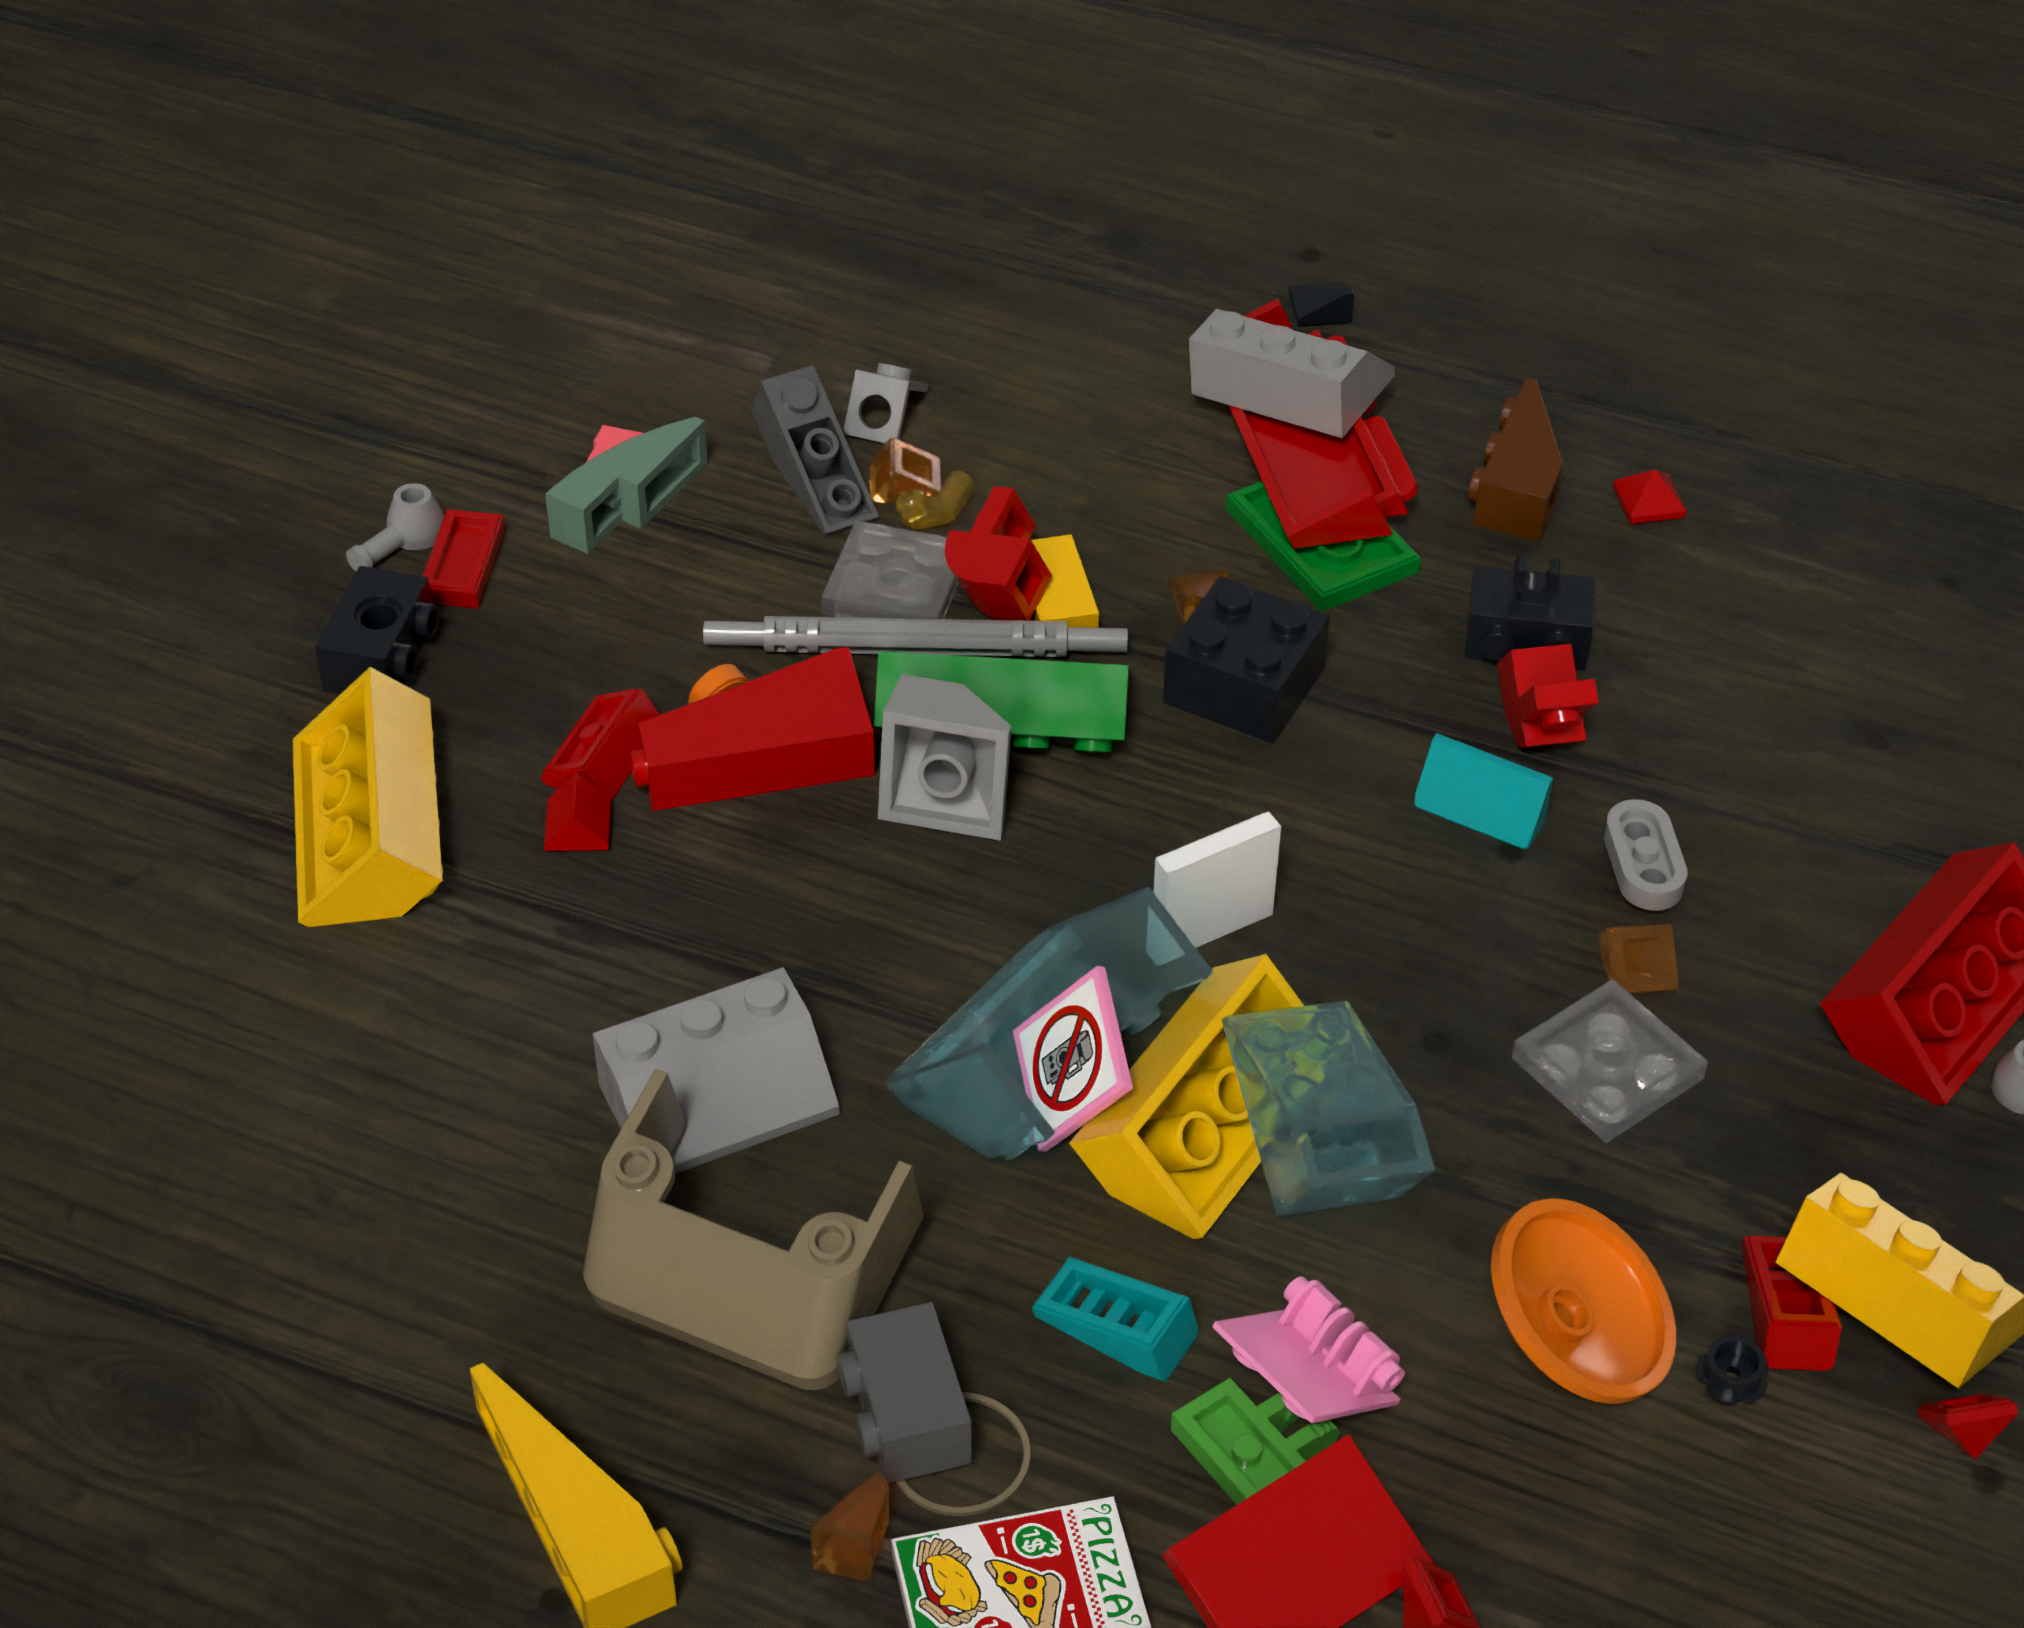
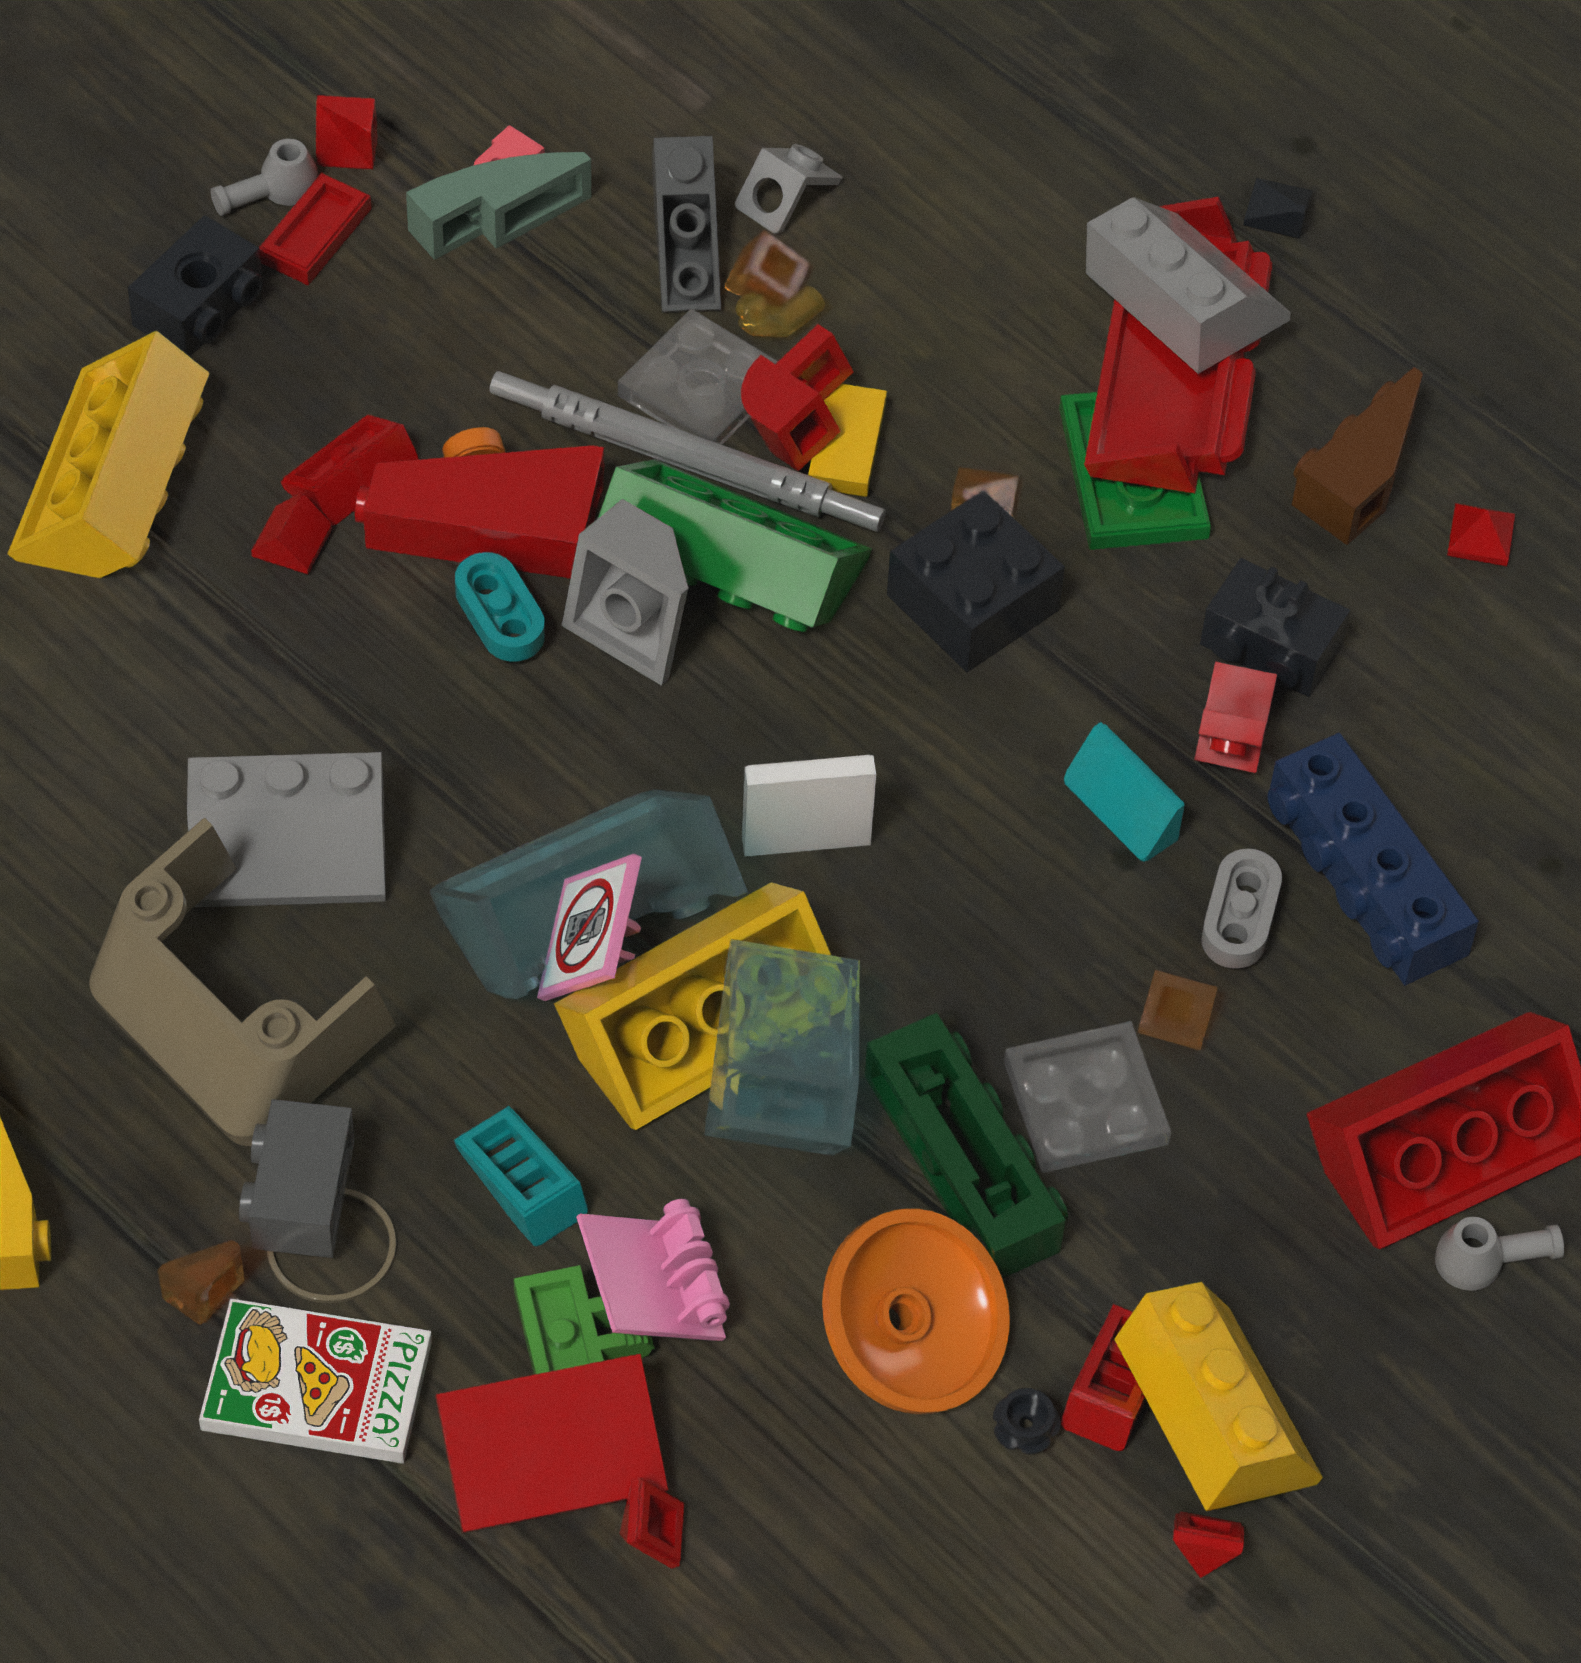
camera: 20 degrees right, 10 degrees up
(455, 468) = (346, 132): none -> red slope
(823, 818) = (503, 611): none -> teal plate
(1529, 1137) = (907, 1073): none -> dark green brick
(1734, 776) = (1371, 859): none -> dark blue brick

